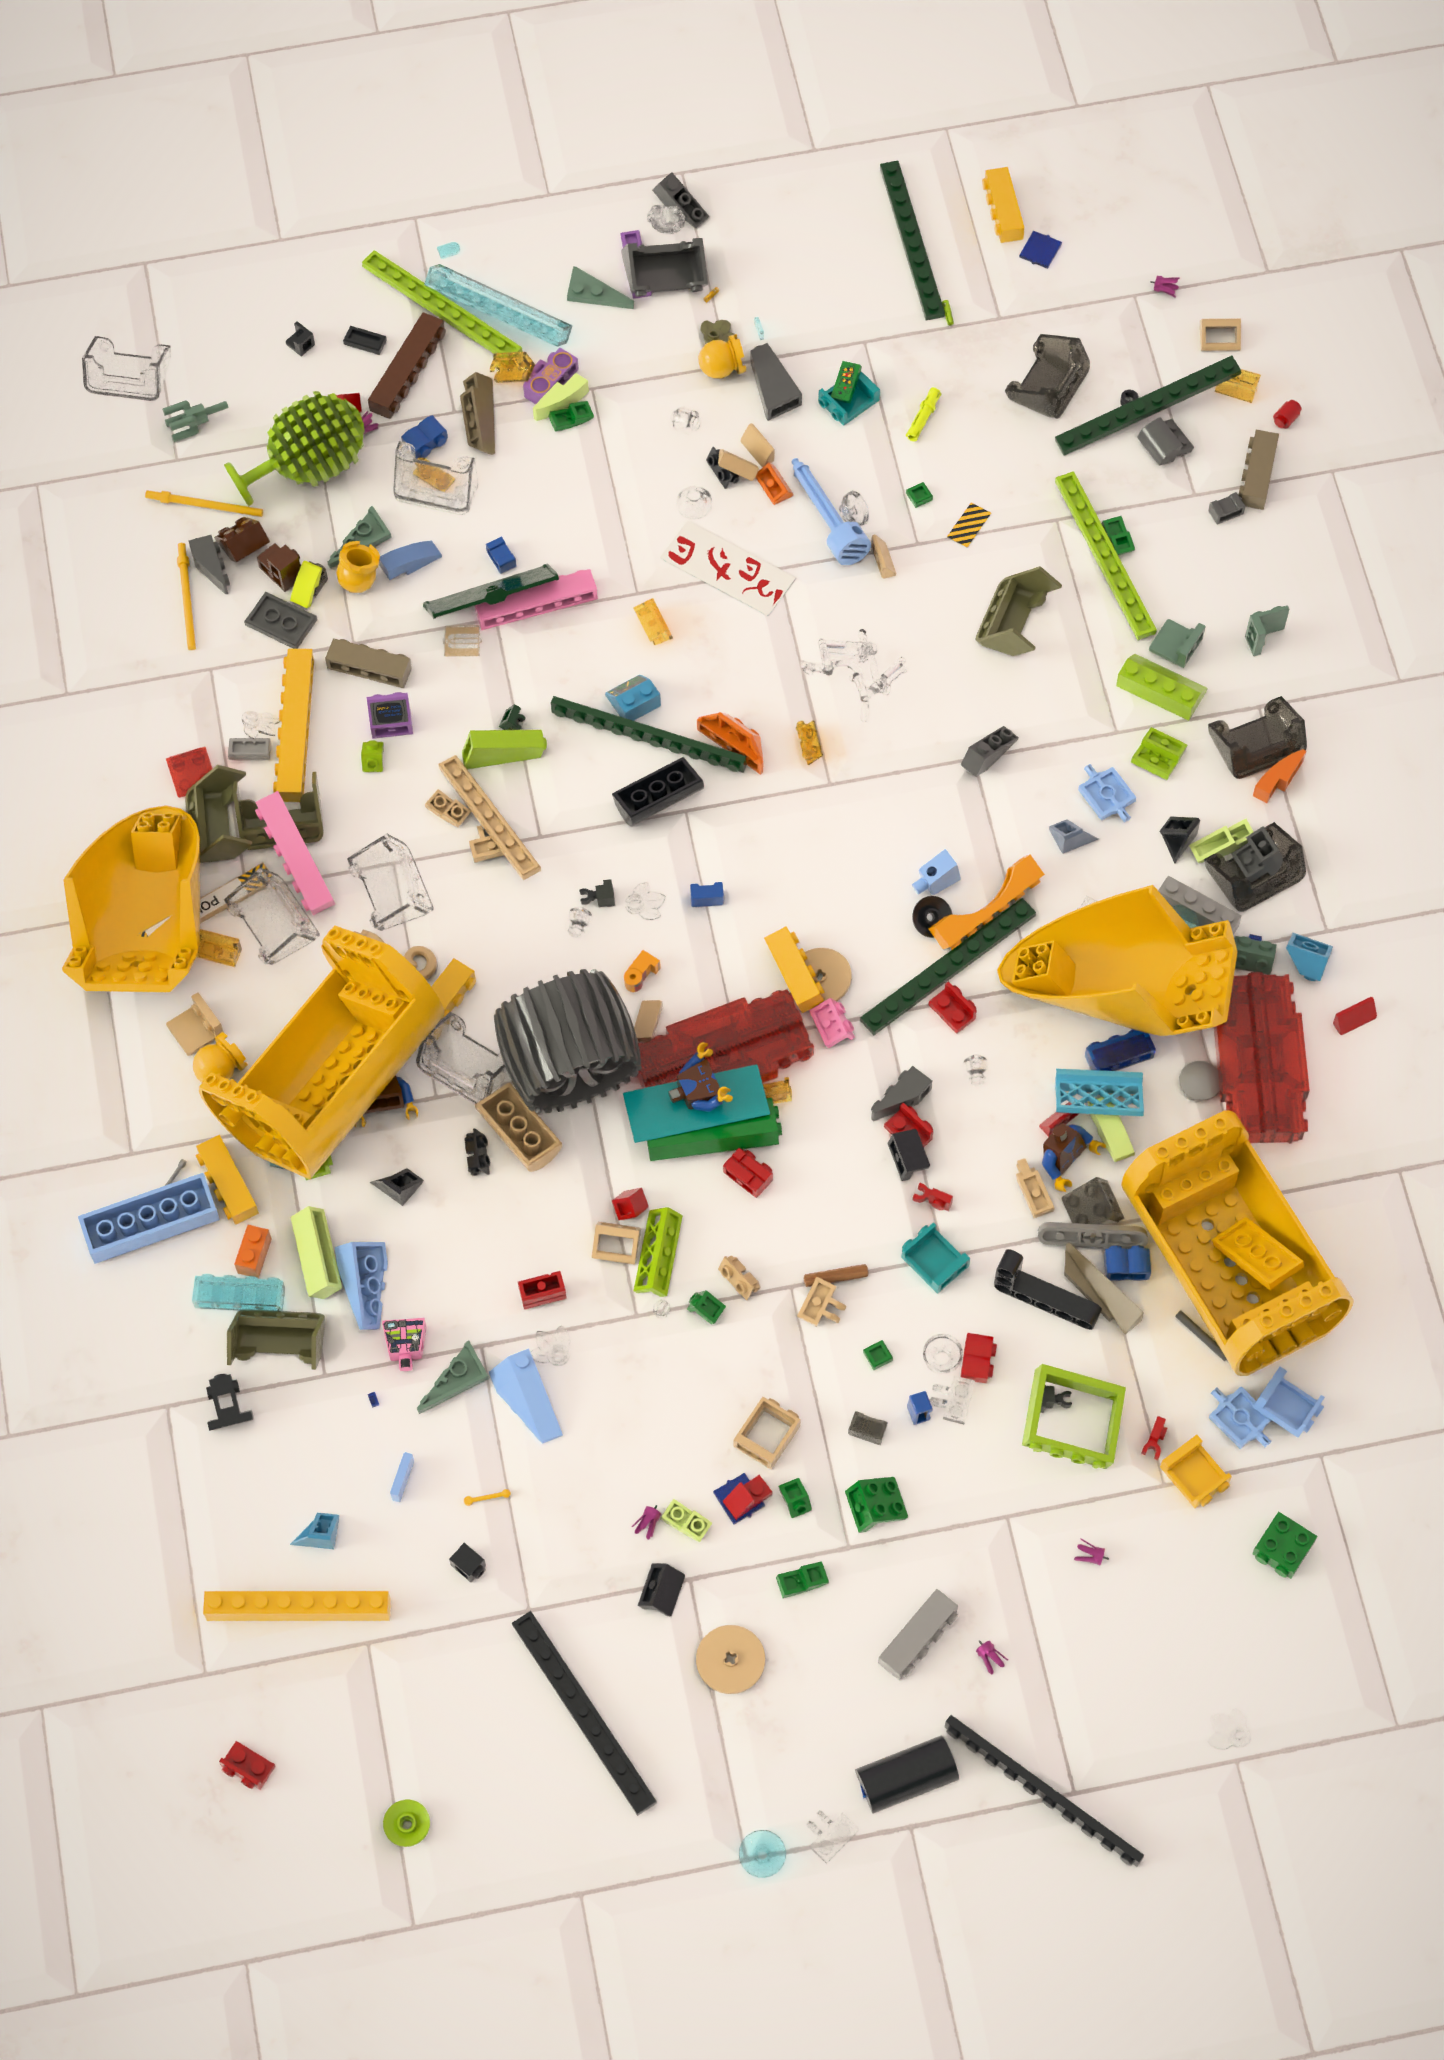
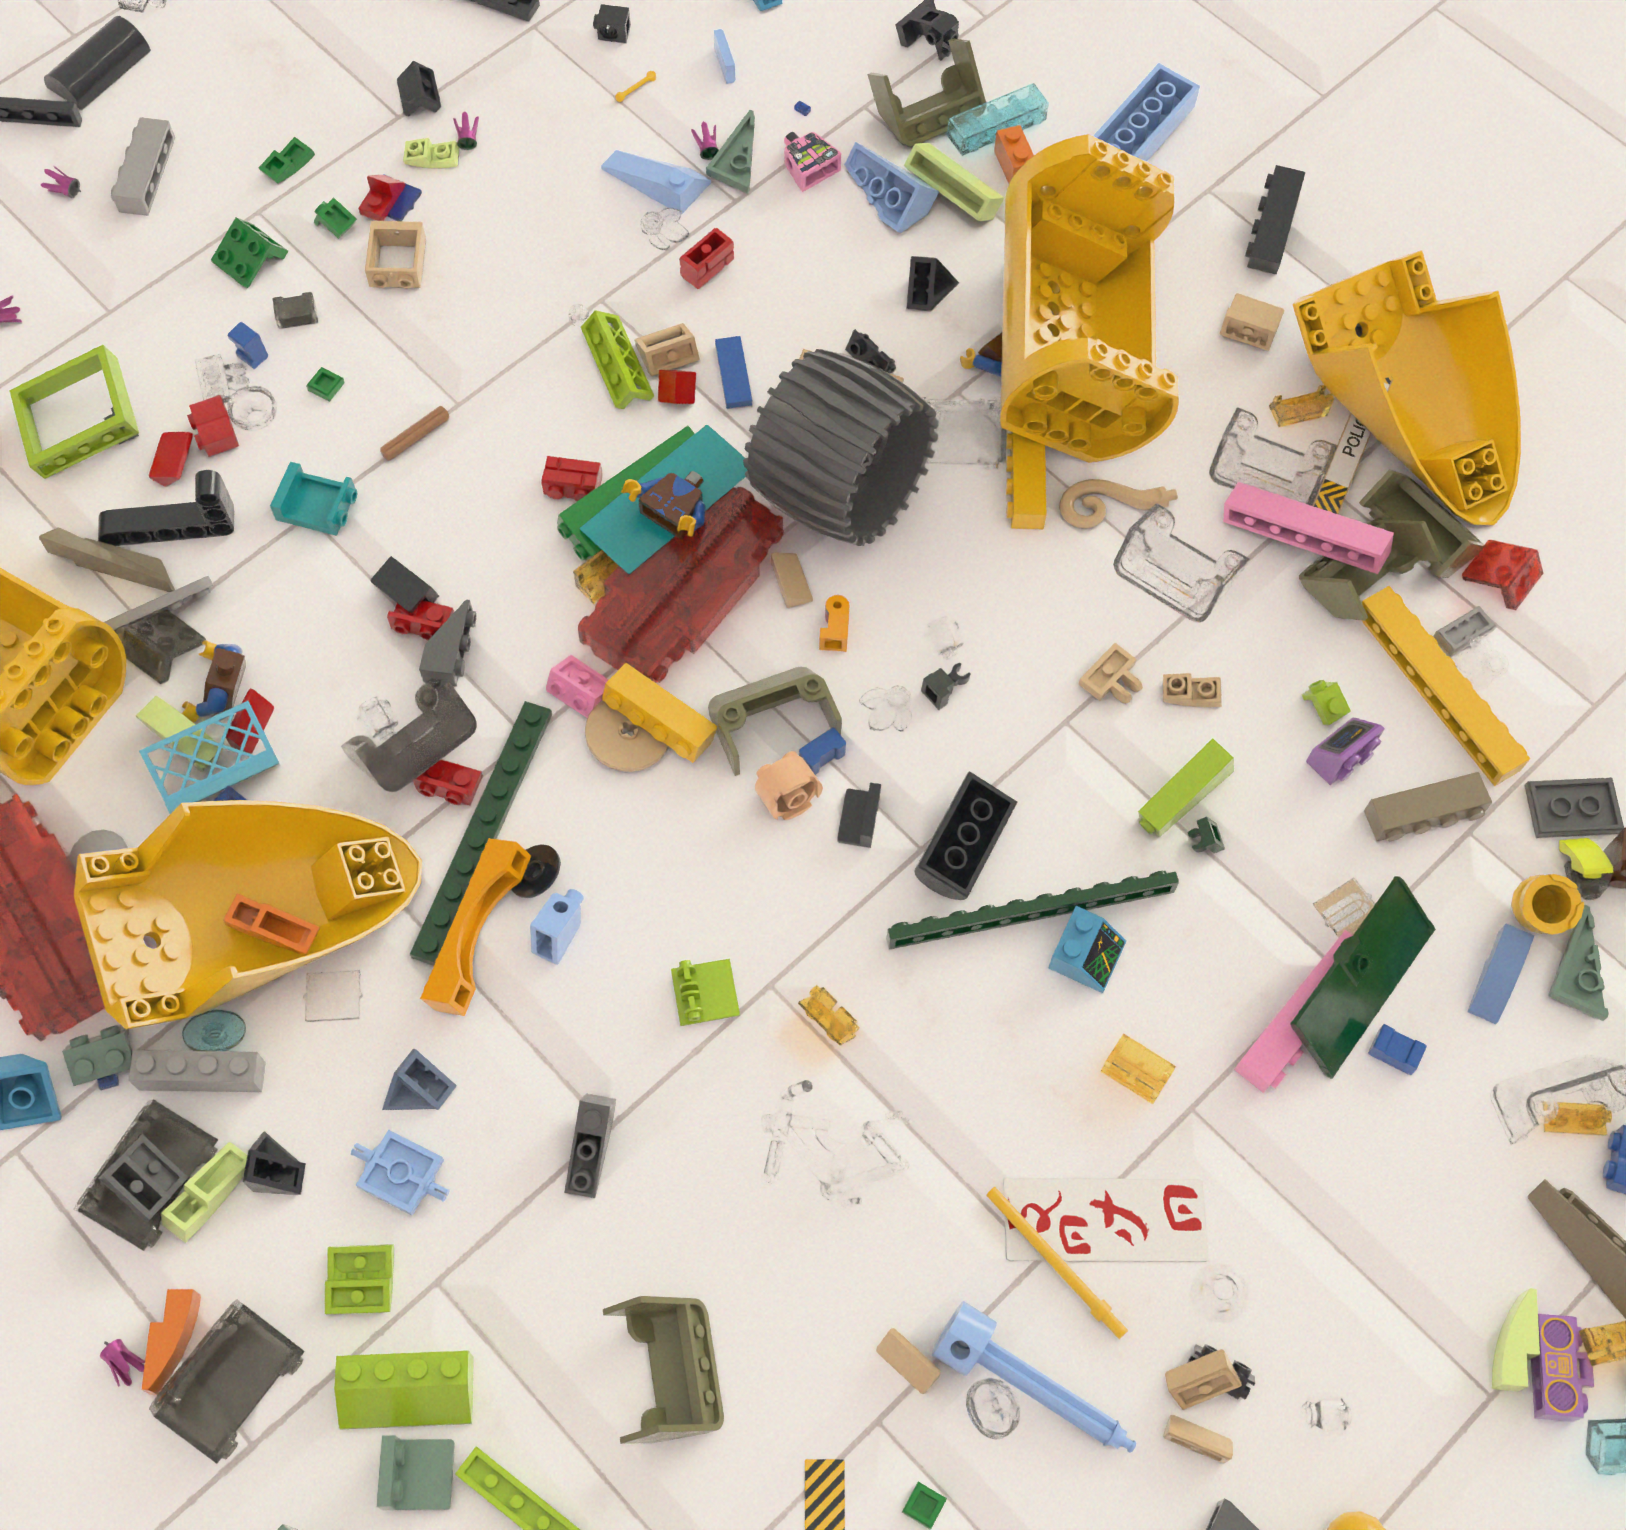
camera: 145 degrees right, 0 degrees up
(113, 1088) = (1275, 220): none -> black wedge
(218, 1058) = (1196, 292): yellow tile -> none
(472, 1398) = (708, 147): none -> flat silver piece
(489, 817) = (1133, 695): tan tile -> none
(573, 416) = (1481, 1326): green slope -> none
(581, 1197) = (733, 372): none -> blue tile
(706, 1306) = (532, 332): green bracket -> none
(709, 845) = (859, 816): none -> black panel
(719, 946) = (732, 707): none -> olive windscreen
(729, 1677) = (332, 69): tan piece -> none
(732, 1270) = (526, 381): tan hinge -> none
(734, 737) = (921, 966): orange wedge -> none
(745, 877) = (787, 786): none -> light nougat brick
(764, 528) = (1099, 1309): none -> yellow bar
(773, 484) = (1135, 1393): orange slope -> none
(817, 1302) = (412, 395): tan hinge -> none
(872, 797) = (704, 991): none -> lime hinge
(937, 1198) = (346, 559): red plate -> none
(960, 1031) = (421, 743): none -> clear smoke windscreen
(1019, 1348) = (170, 457): none -> red slope
(1033, 1189) = (241, 626): tan hinge -> none
(1112, 961) = (270, 925): none -> orange slope
(1127, 1263) = (94, 595): blue brick -> none
(1314, 784) = (117, 1356): none -> flat silver piece

